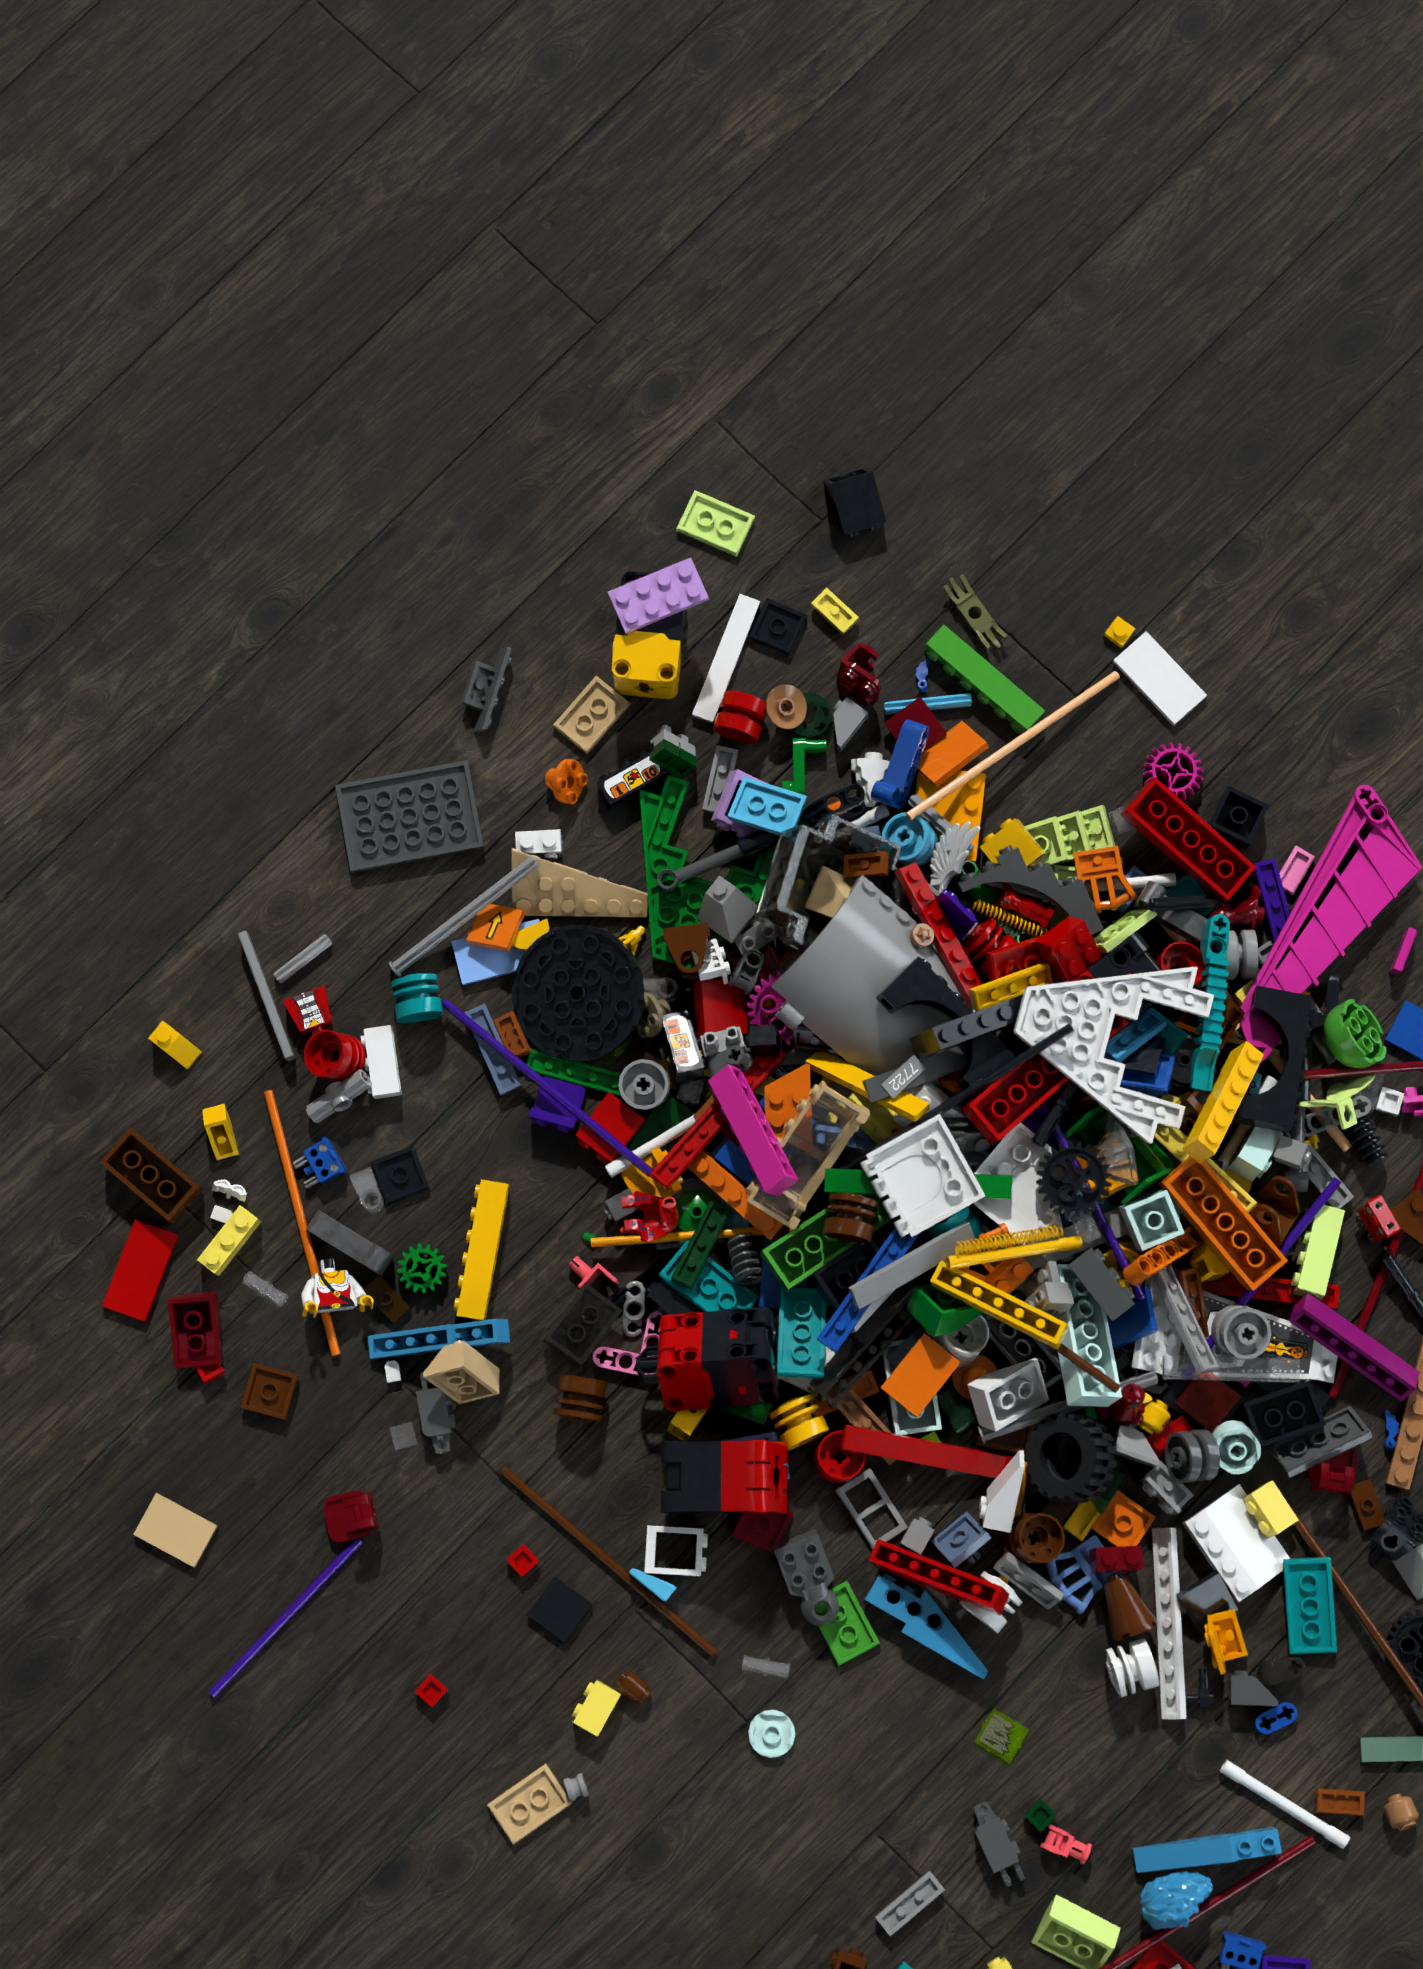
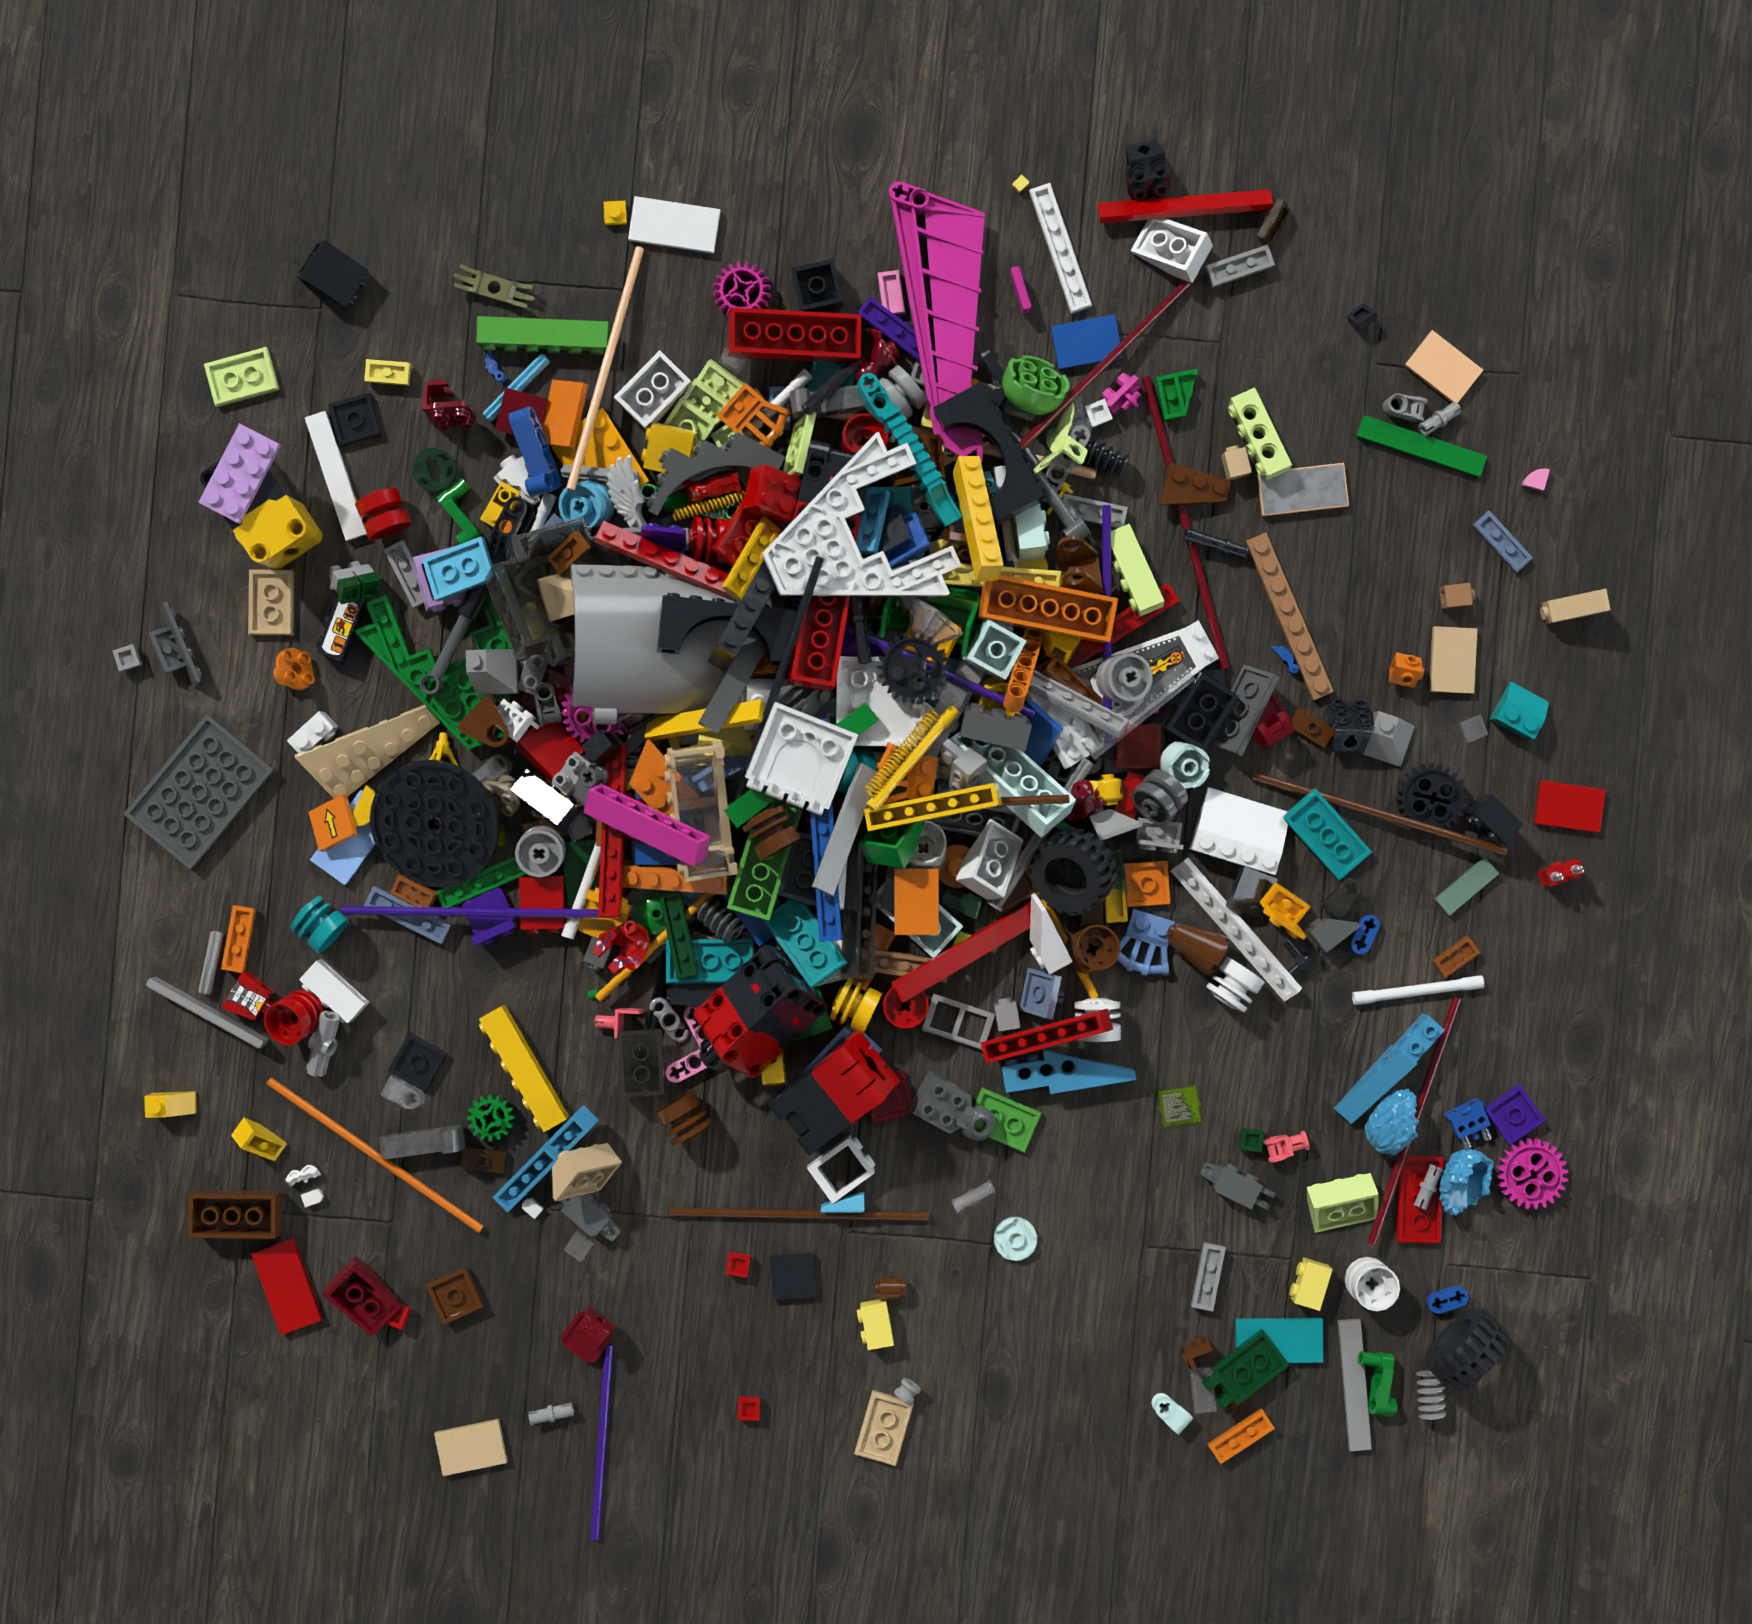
camera: 40 degrees left, 10 degrees up
(229, 1240) = (332, 1213): light yellow brick -> none
(265, 1289) = (389, 1225): clear pin -> none
(265, 1557) = (551, 1413): none -> light grey pin
(331, 1162) = (352, 1092): blue piece -> none
(333, 1291) = (439, 1189): torso -> none
(341, 957) = (238, 938): none -> orange plate
(442, 666) = (127, 657): none -> light grey plate
(464, 915) = (302, 834): light grey axle -> none
(794, 705) = (416, 470): medium nougat dish -> none
(838, 782) = (498, 502): none -> yellow slope
(846, 721) = (466, 450): light grey slope -> none
(903, 1076) = (725, 694): light grey sticker -> none
(921, 935) = (653, 574): medium nougat tile -> none
(1028, 1580) = (1112, 982): light grey plate -> none
(1037, 793) = (653, 390): none -> white brick
(1116, 1559) = (1163, 916): dark red brick -> none
(1270, 1509) = (1245, 788): light yellow brick -> none
(1292, 1153) = (1058, 513): light grey brick -> none
(1354, 1346) = (1214, 620): magenta brick -> none
(1378, 1219) = (1159, 510): red piece -> none
(1400, 1812) = (1504, 929): medium nougat head -> none

